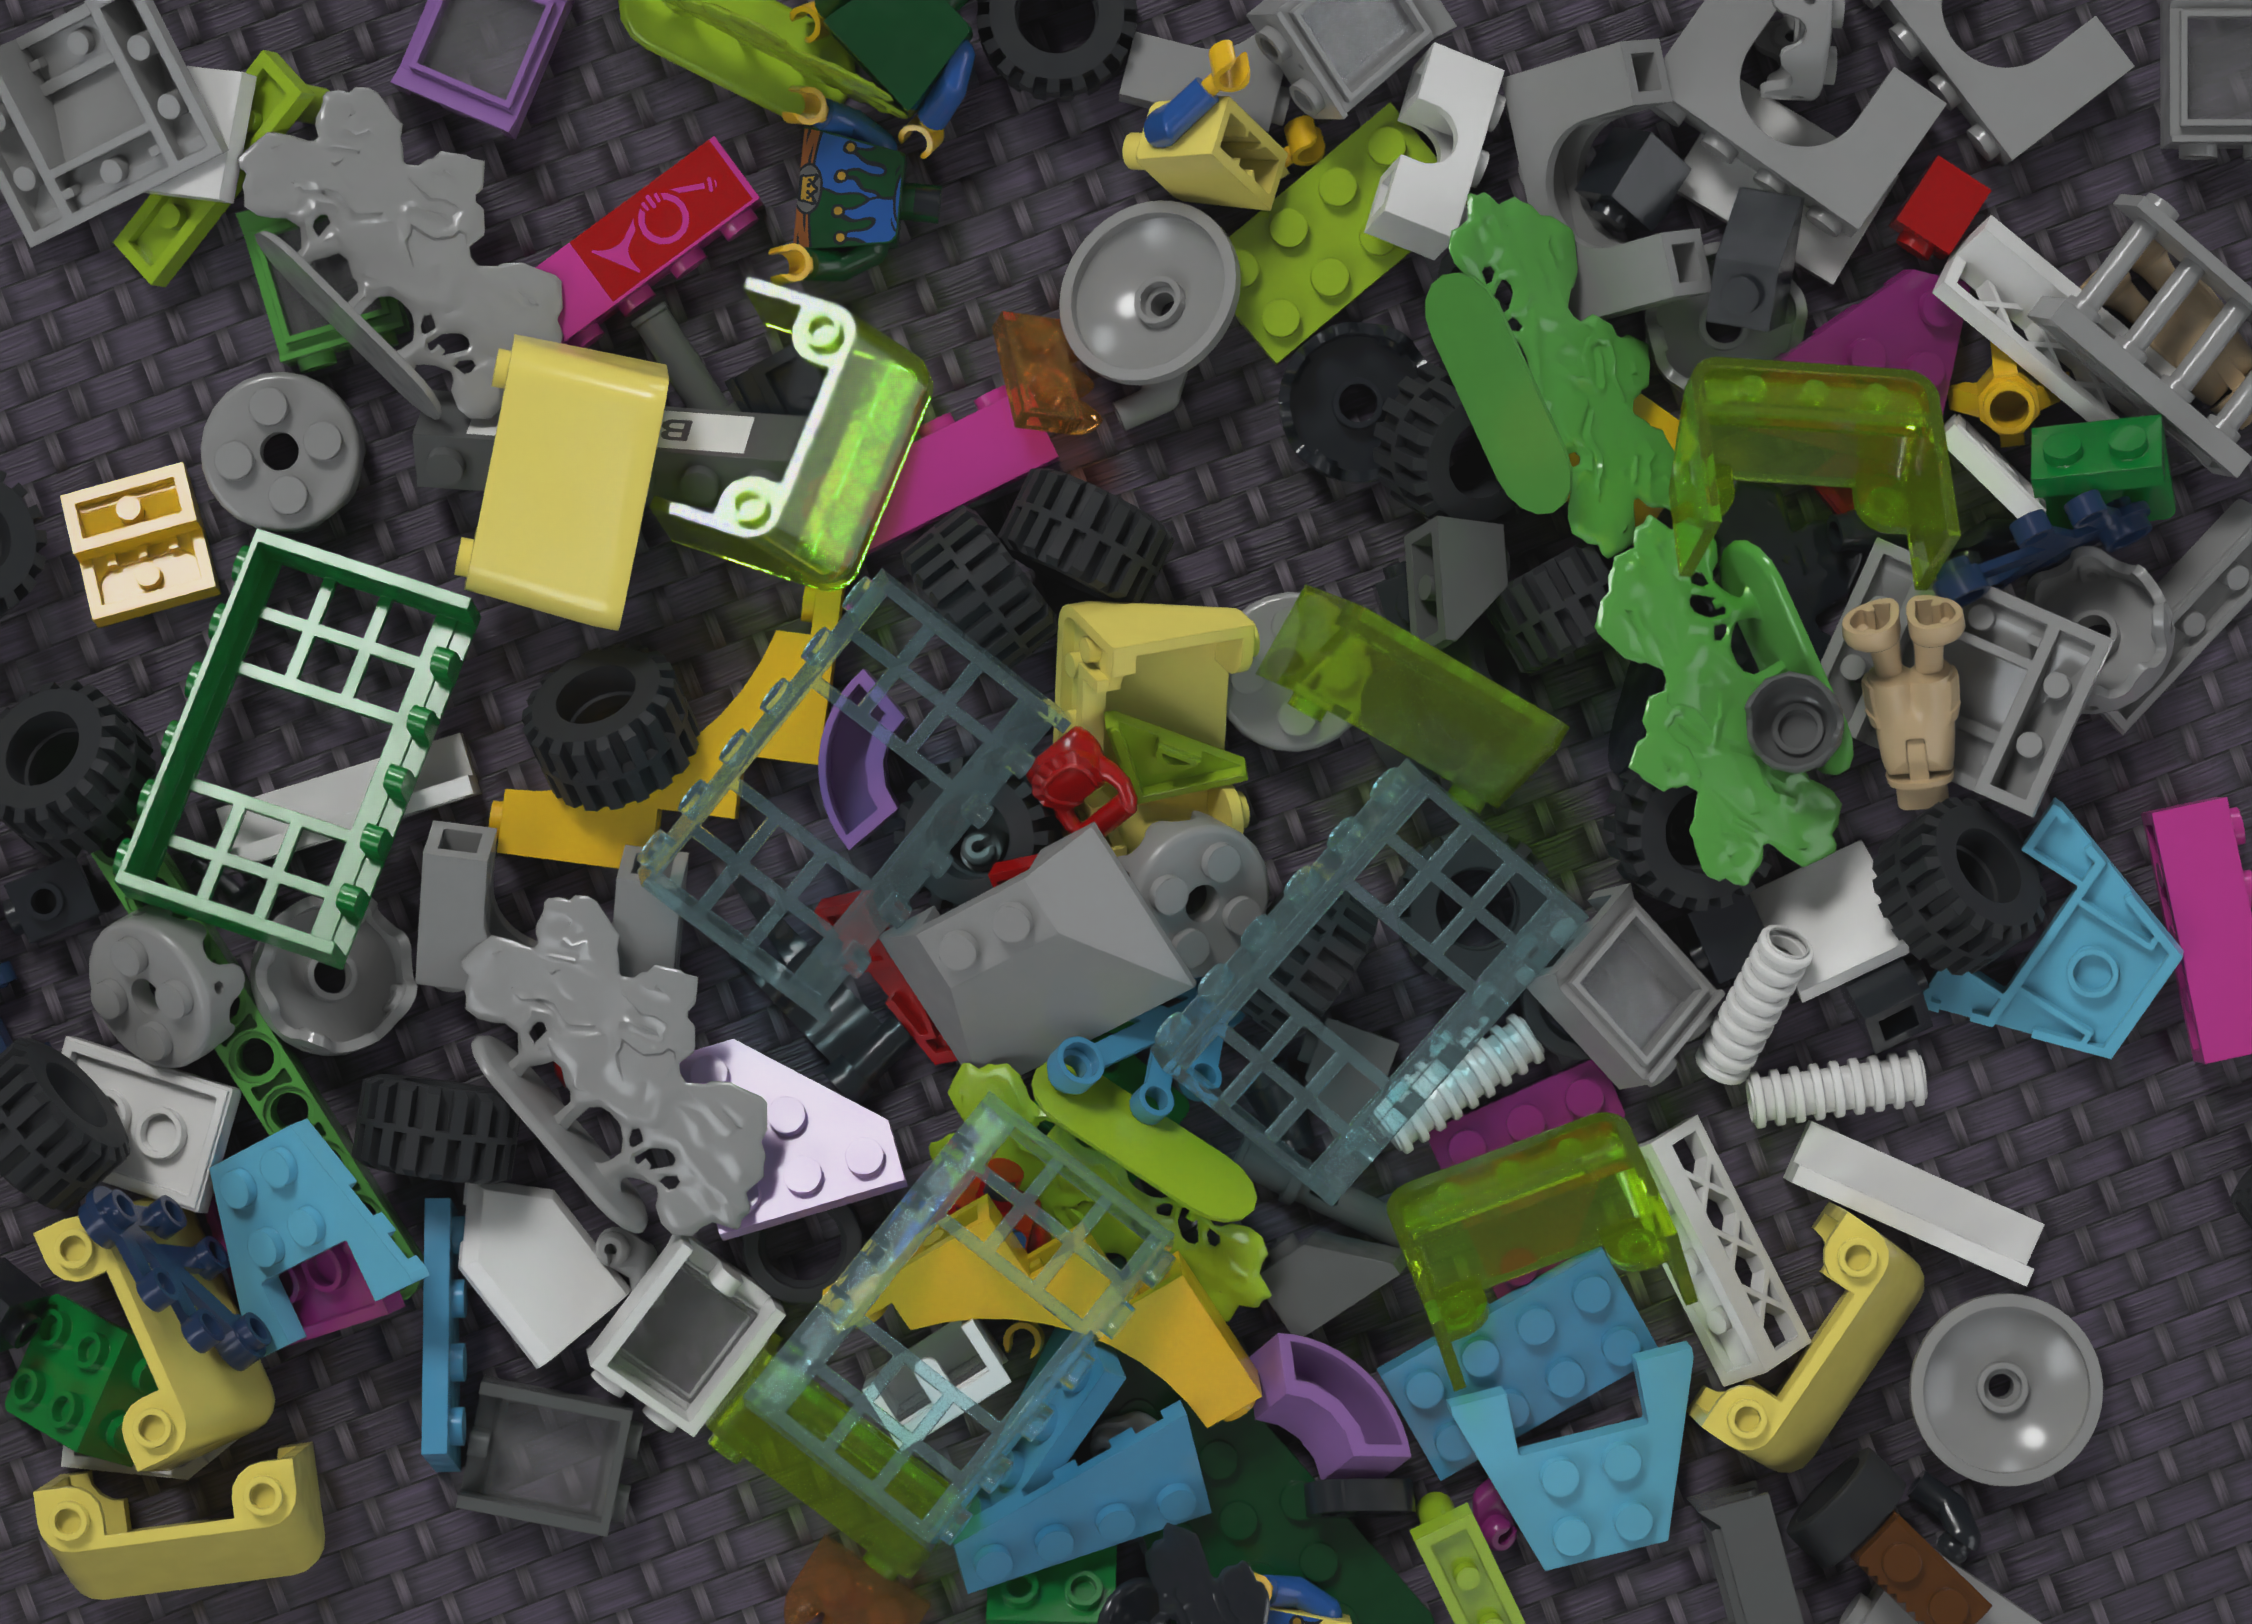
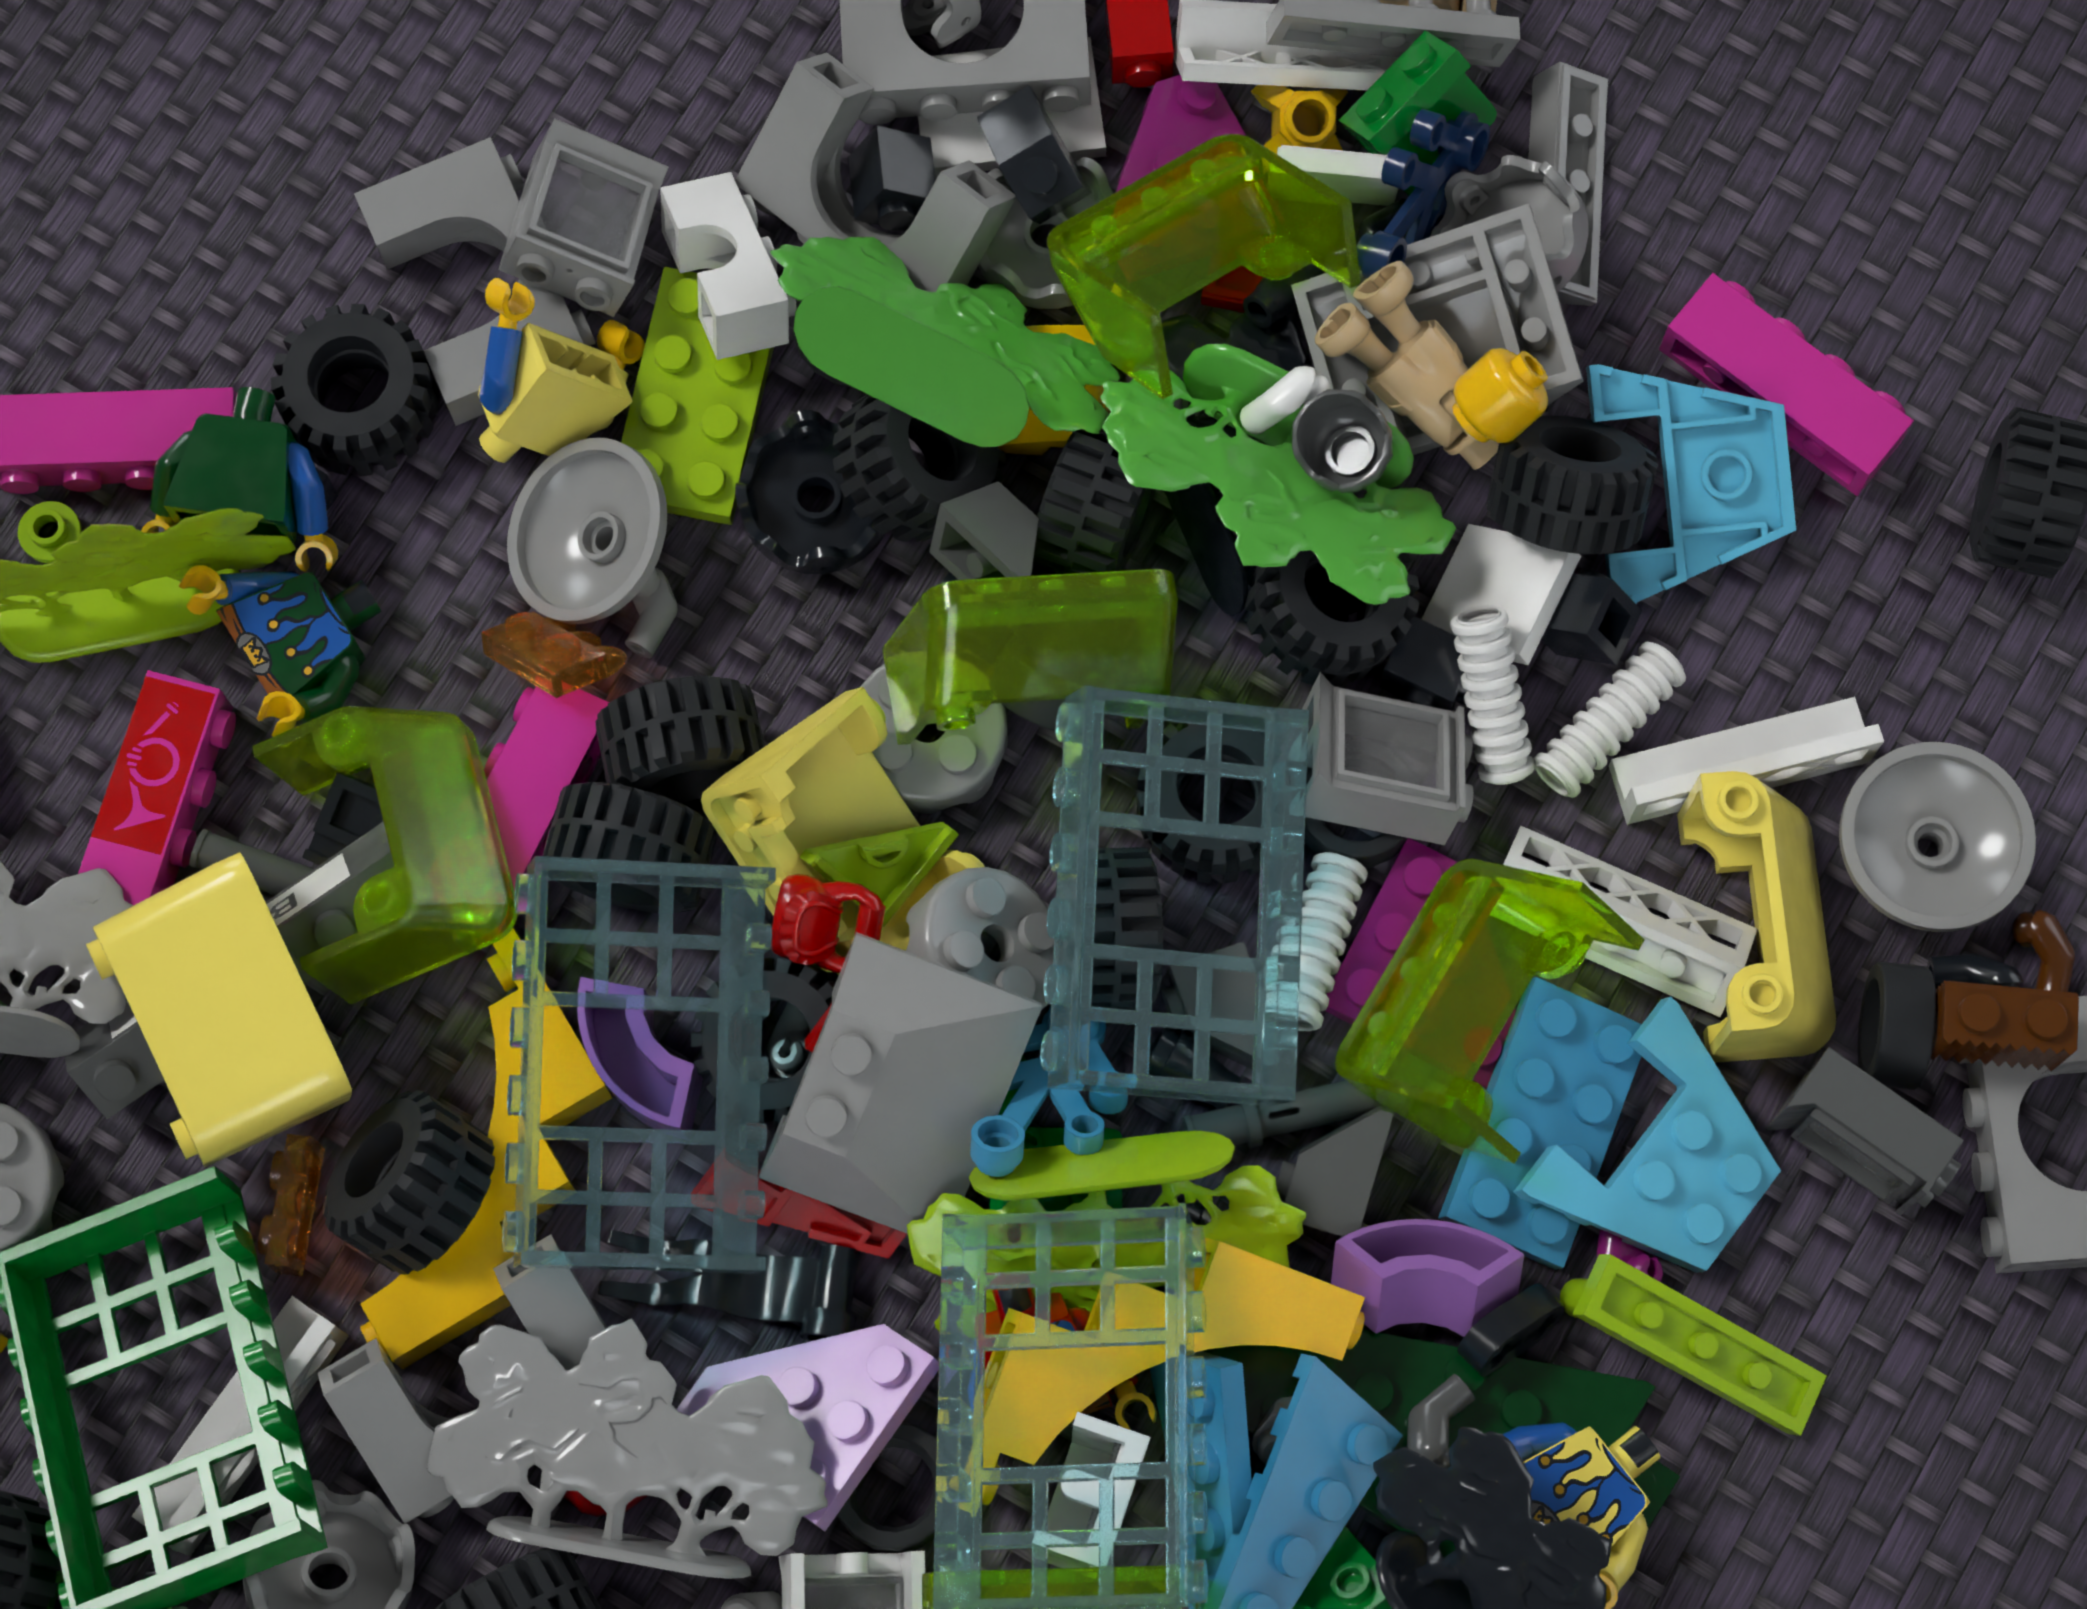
camera: 40 degrees left, 15 degrees down
(489, 680) = (296, 1178): none -> clear orange plate
(1237, 1522) = (1430, 1420): none -> dark grey arm
(1781, 647) = (1282, 399): none -> white arm
(1953, 782) = (1500, 395): none -> yellow head
(2024, 1541) = (2051, 945): none -> reddish brown arm

